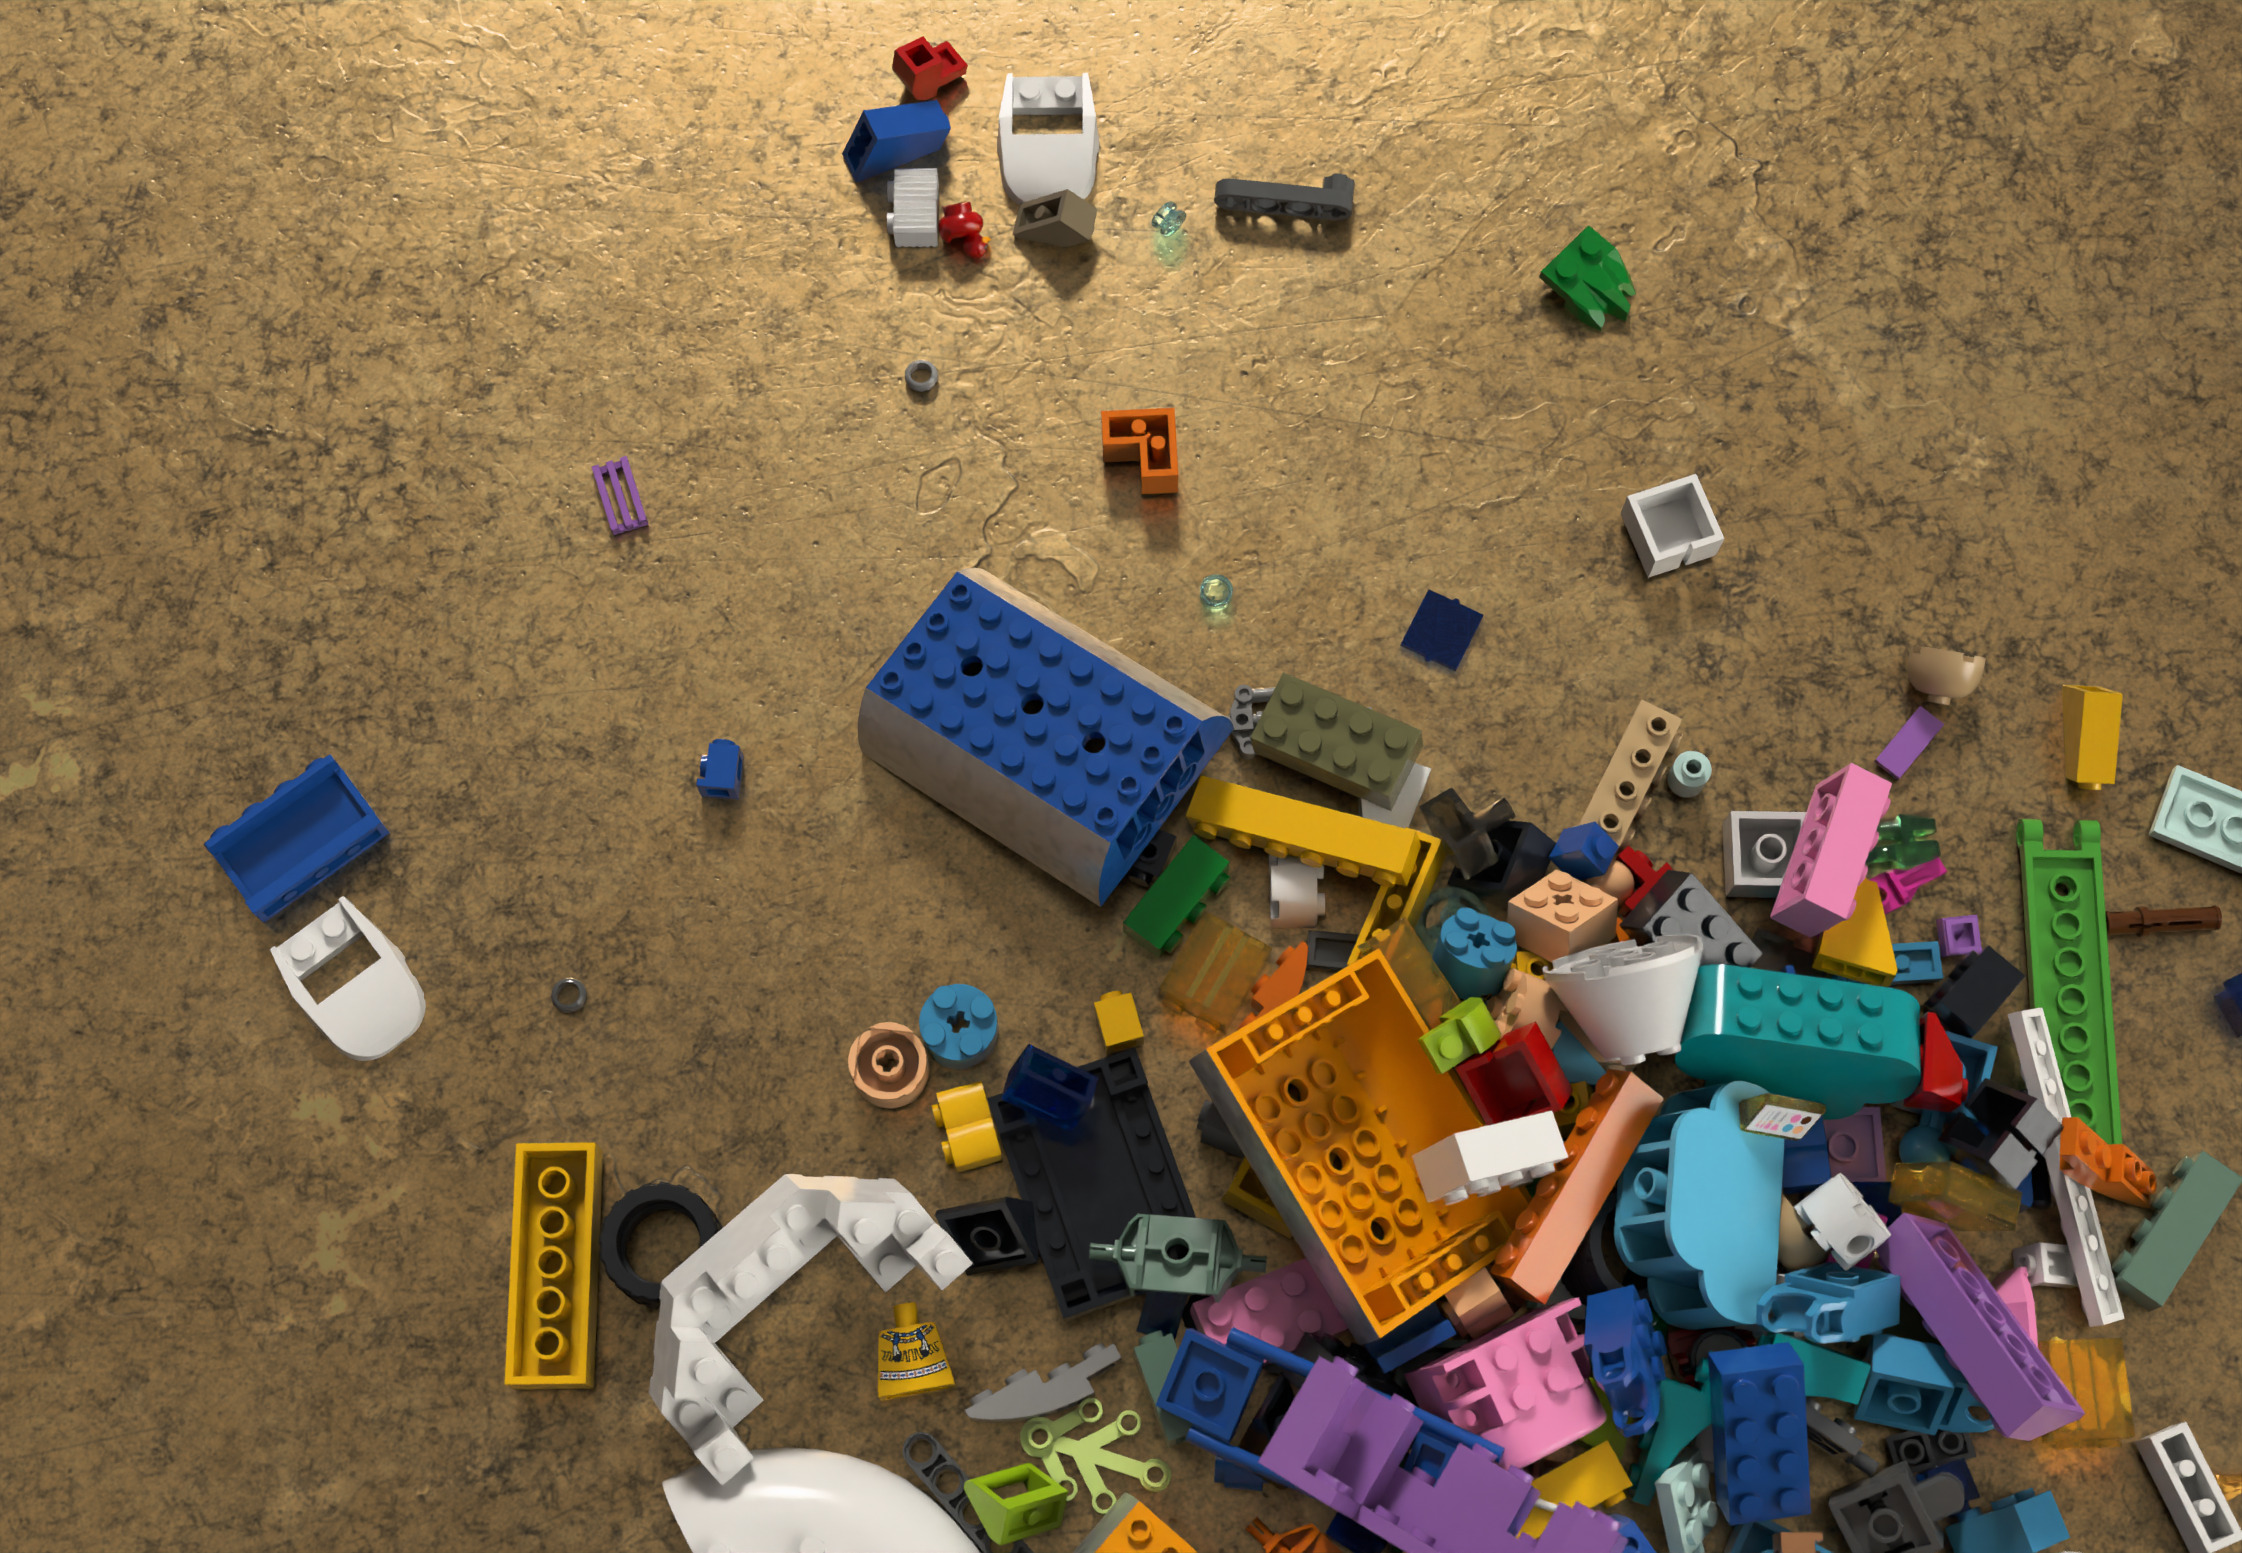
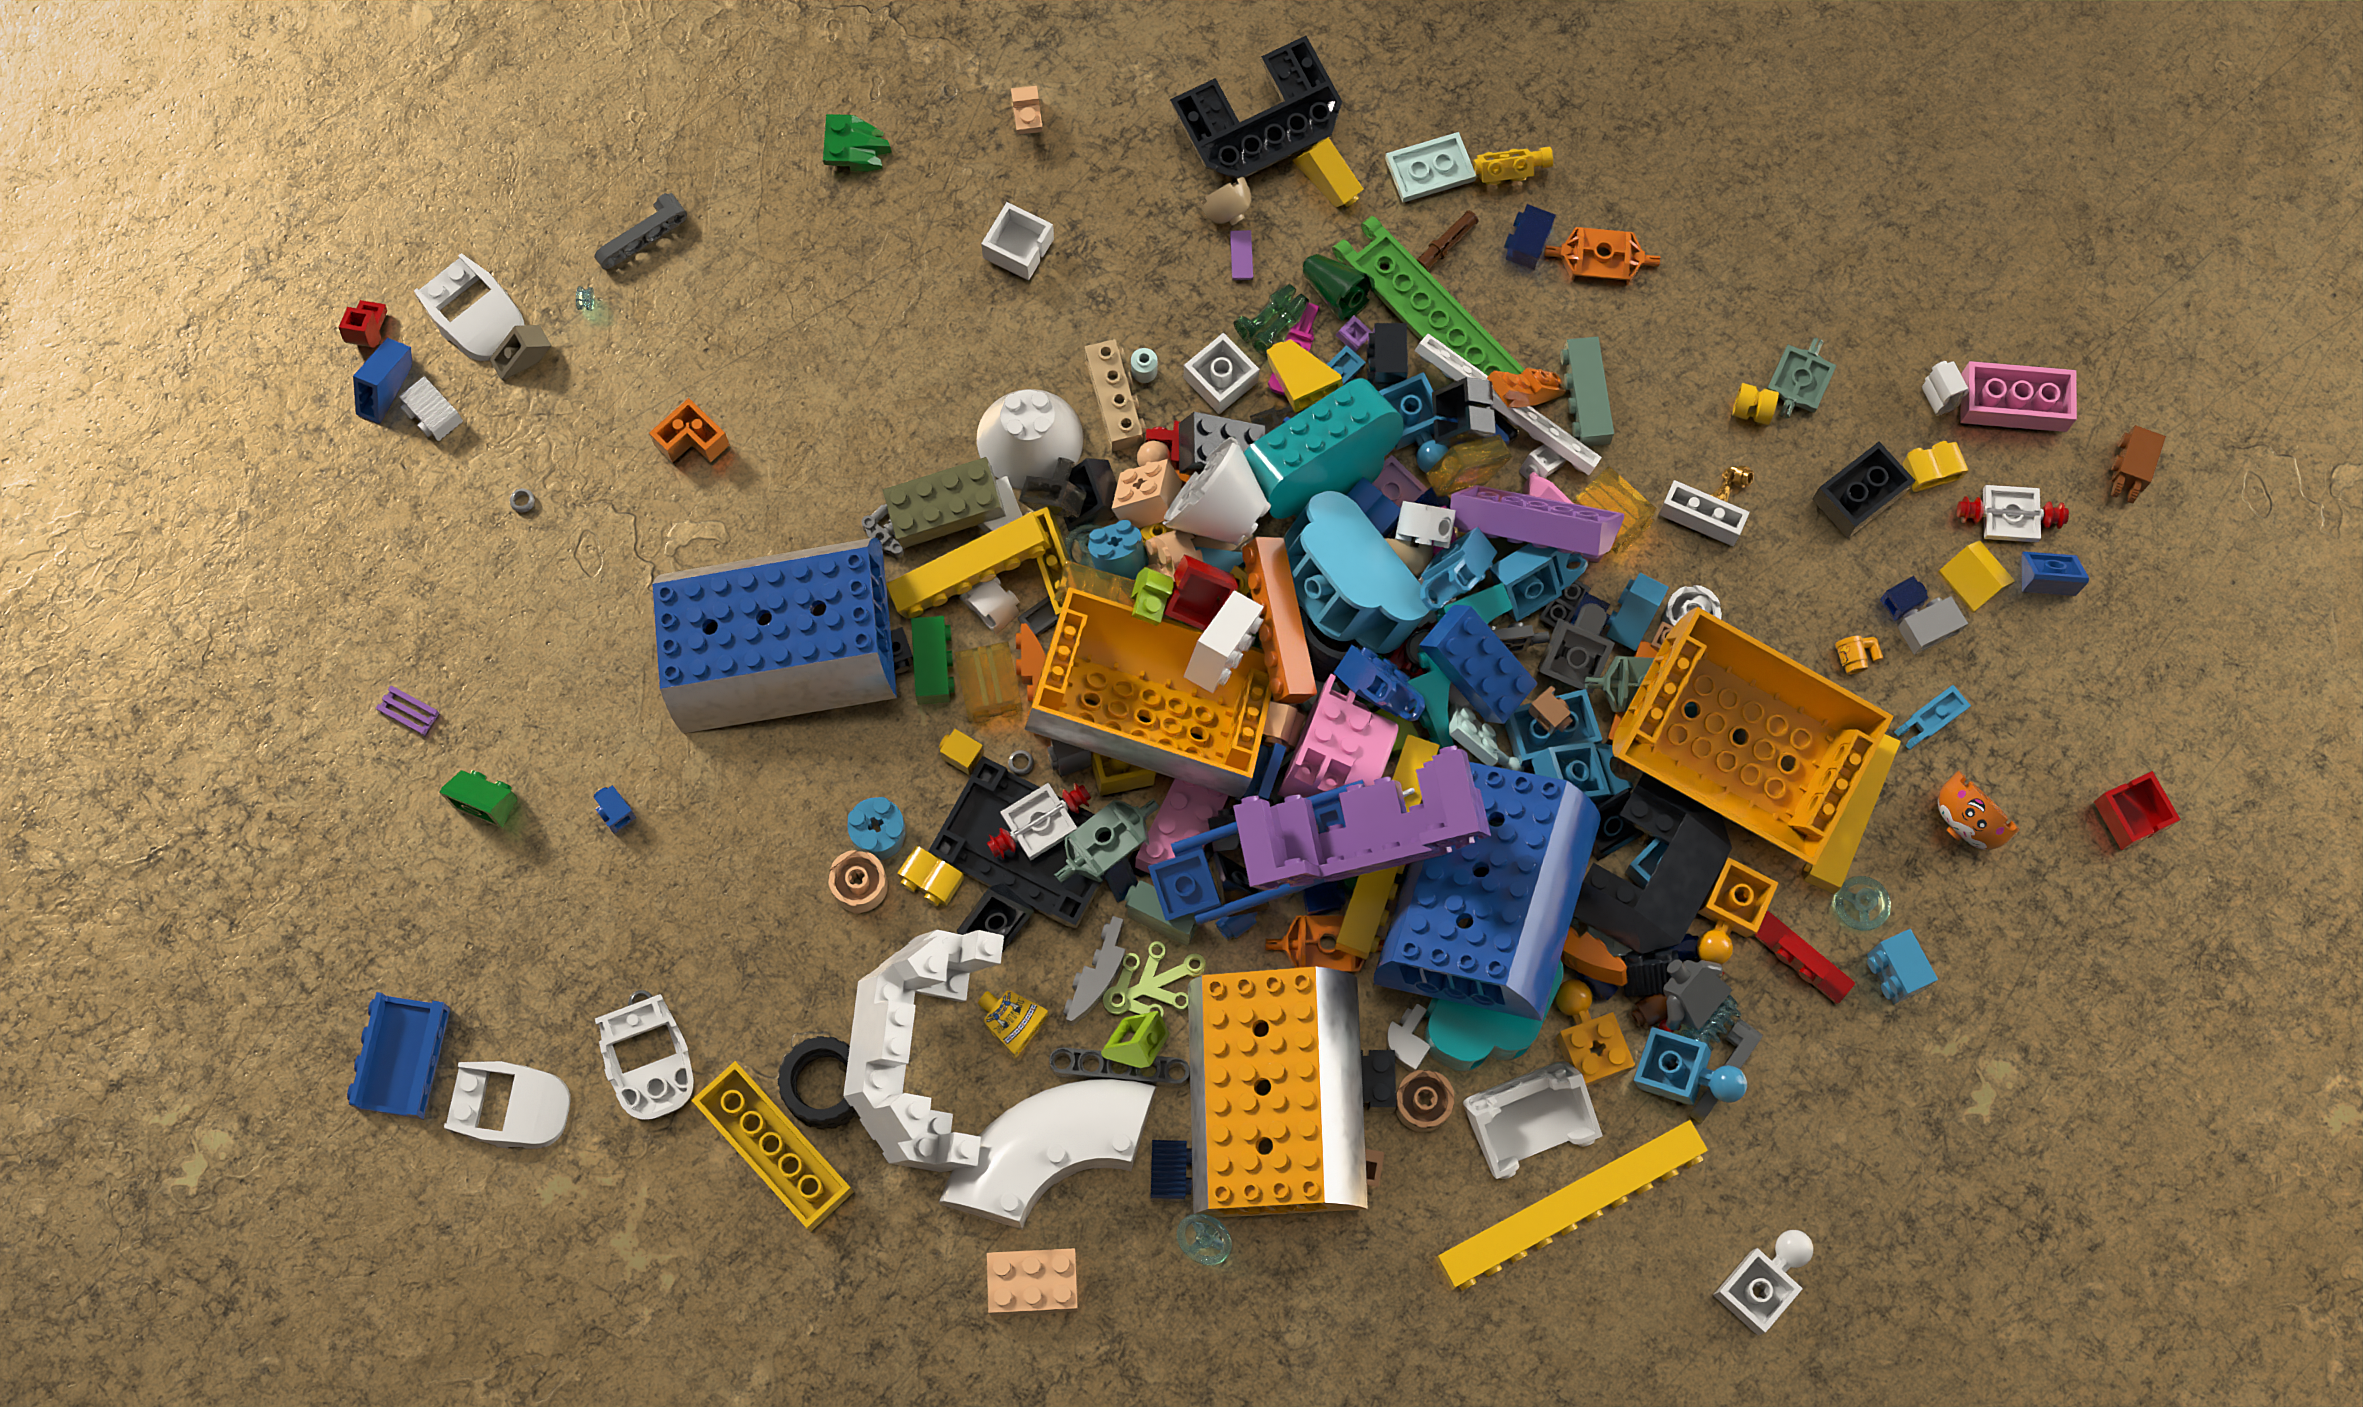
camera: 45 degrees left, 0 degrees up
(505, 1096) = (656, 1086): none -> white slope
(604, 643) = (480, 797): none -> green slope
(961, 222) = (466, 394): red animal -> none
(1049, 1088) = (958, 813): clear blue brick -> none
(1127, 1170) = (1039, 821): none -> white plate
(1172, 1102) = (1020, 771): none -> light grey piece
(1218, 580) = (809, 478): clear light blue bush -> none
(1442, 630) = (943, 399): clear blue piece -> none
(1496, 743) = (1028, 434): none -> white cone
(1584, 851) = (1126, 450): blue brick -> none
(1779, 1116) = (1348, 497): slope -> none
(1809, 391) = (1026, 110): none -> light nougat brick
(1832, 851) = (1254, 340): bright pink brick -> none
(1941, 1070) = (1415, 413): red slope -> none
(1988, 867) = (1338, 285): none -> dark green cone
(2109, 649) = (1244, 147): none -> black slope

